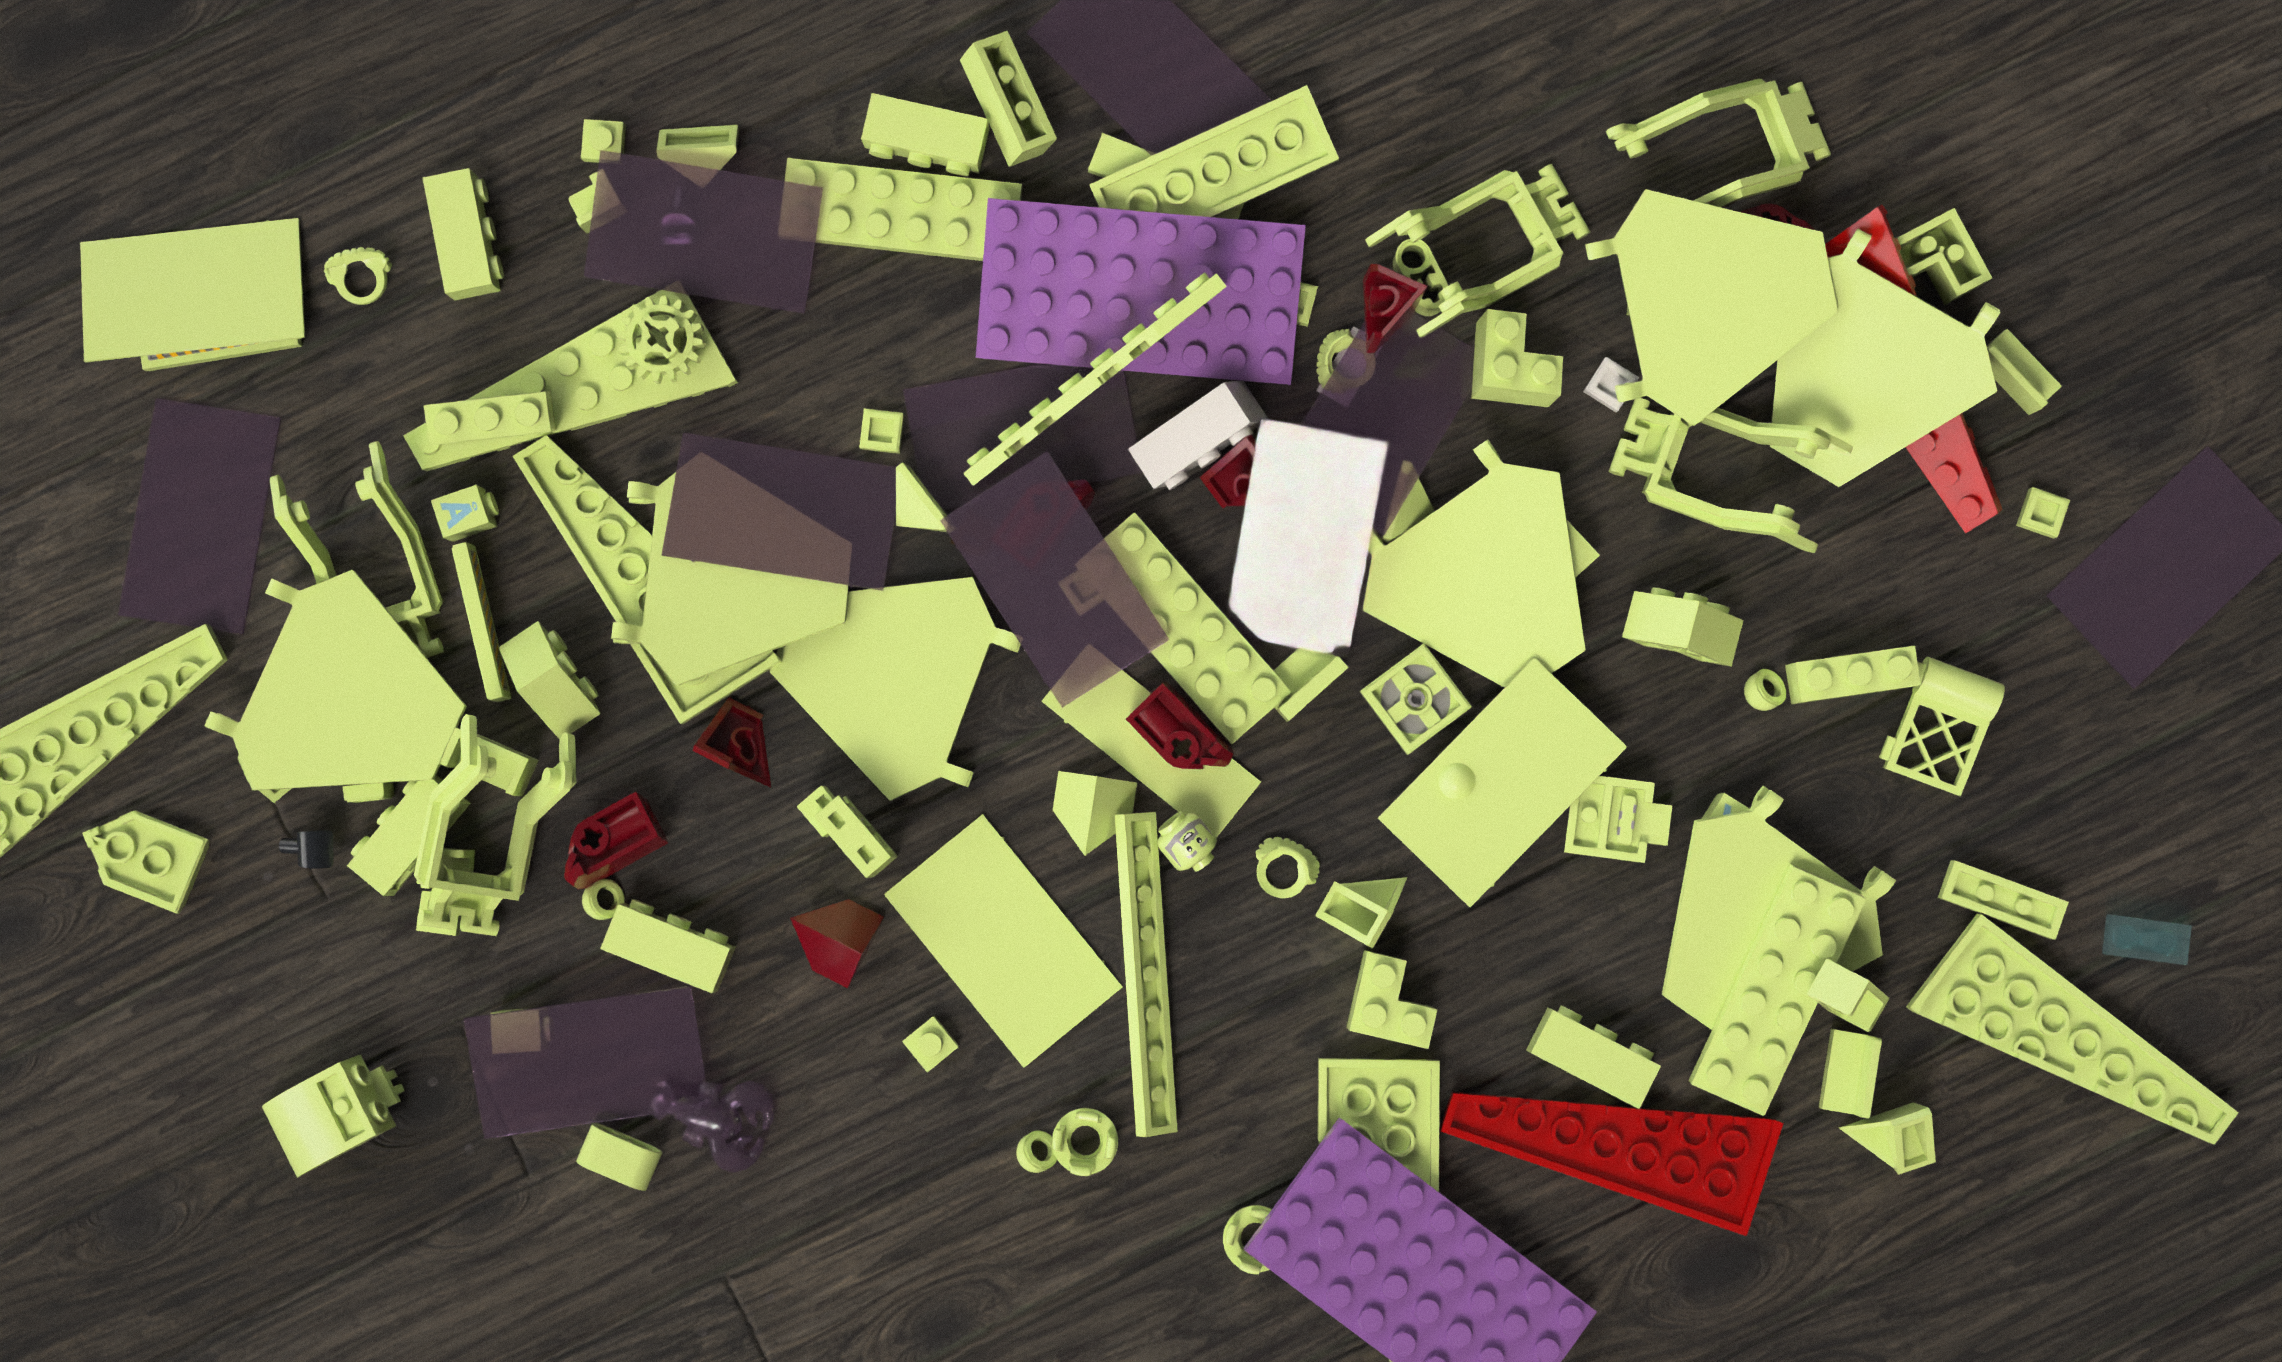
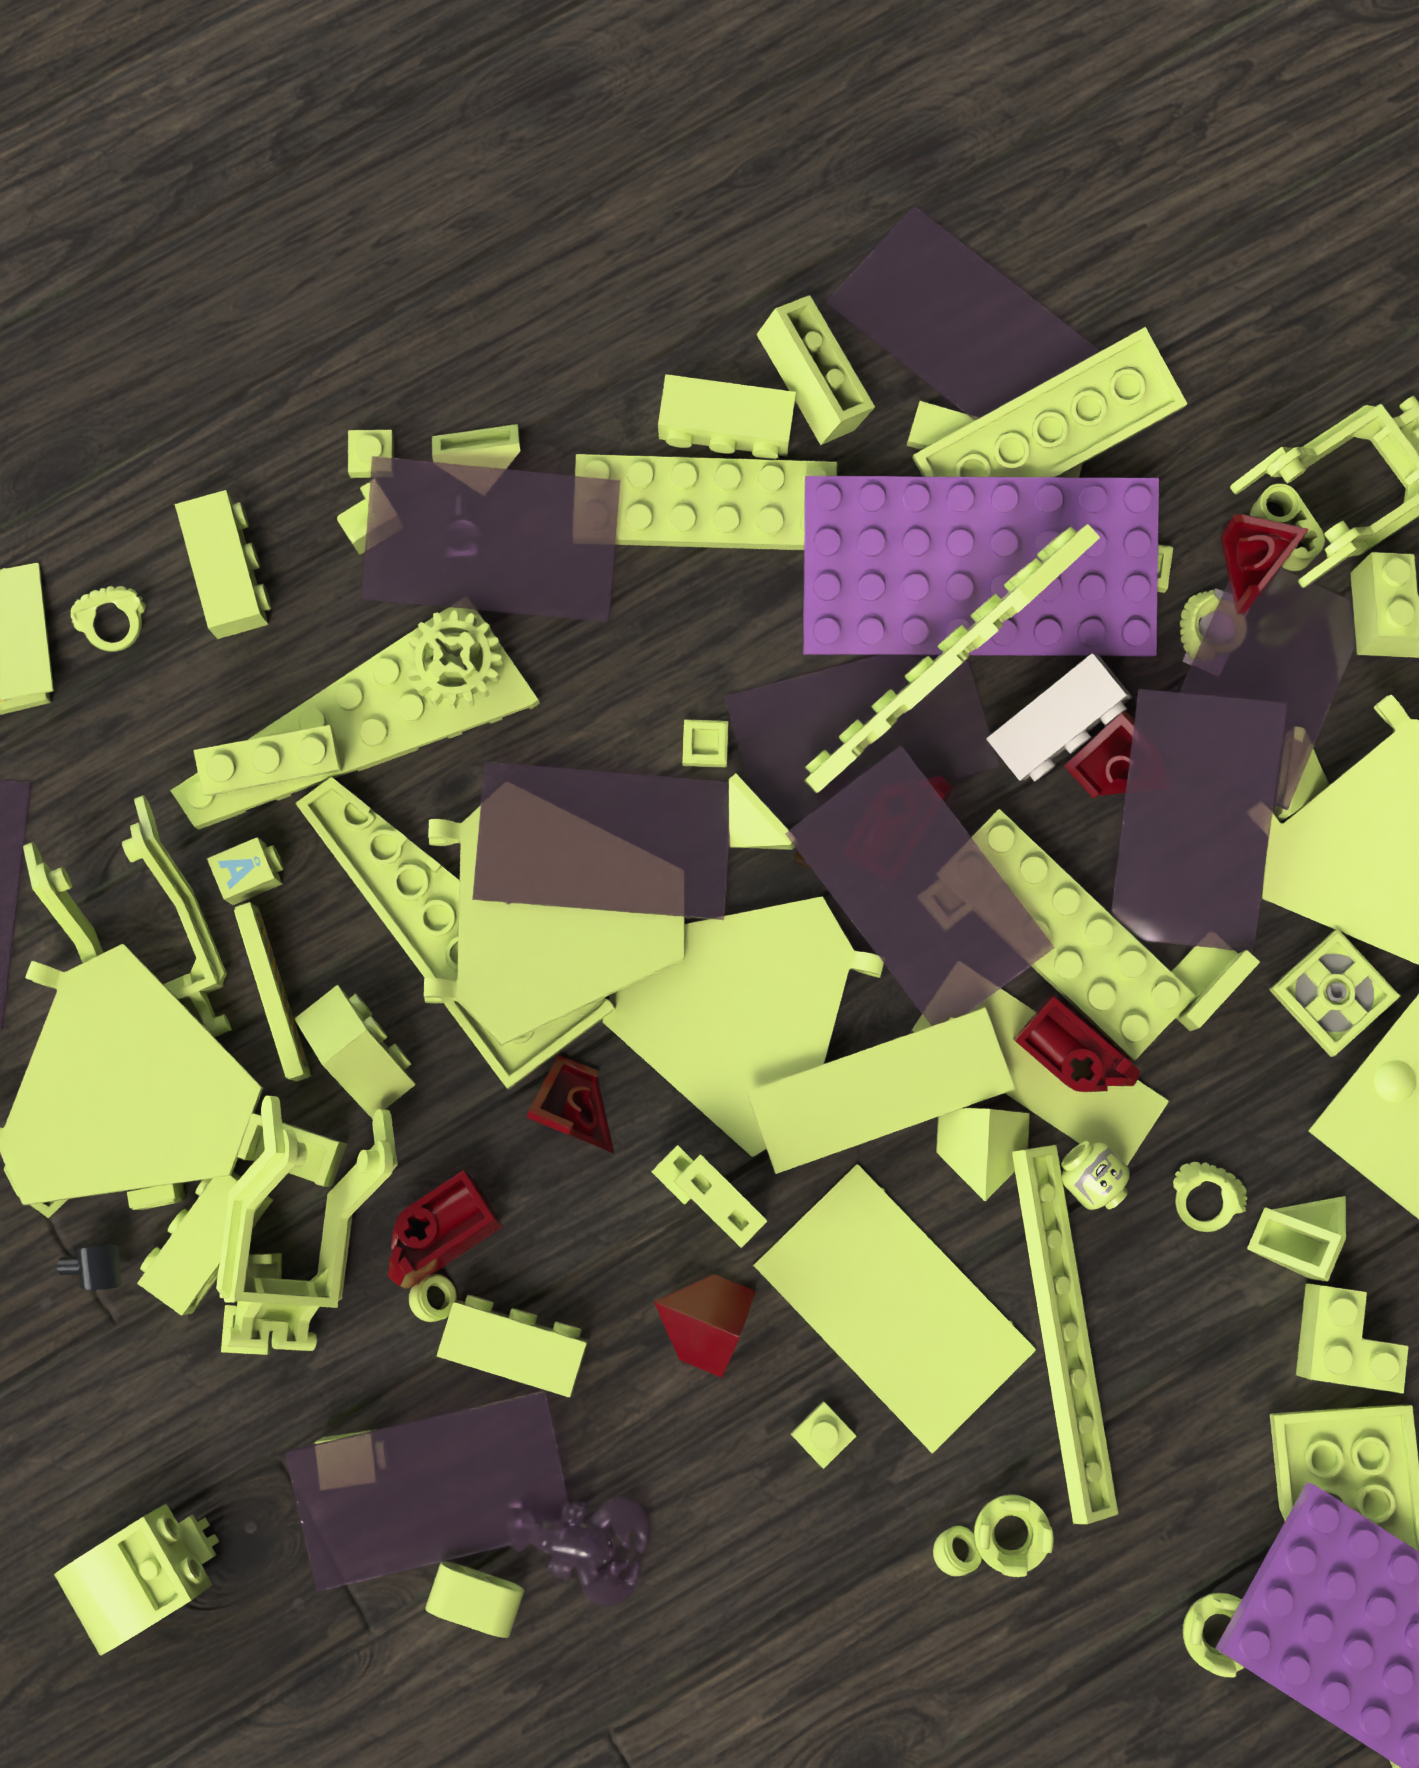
camera: 10 degrees left, 5 degrees down
(1005, 752) = (880, 1090): none -> yellowish green window

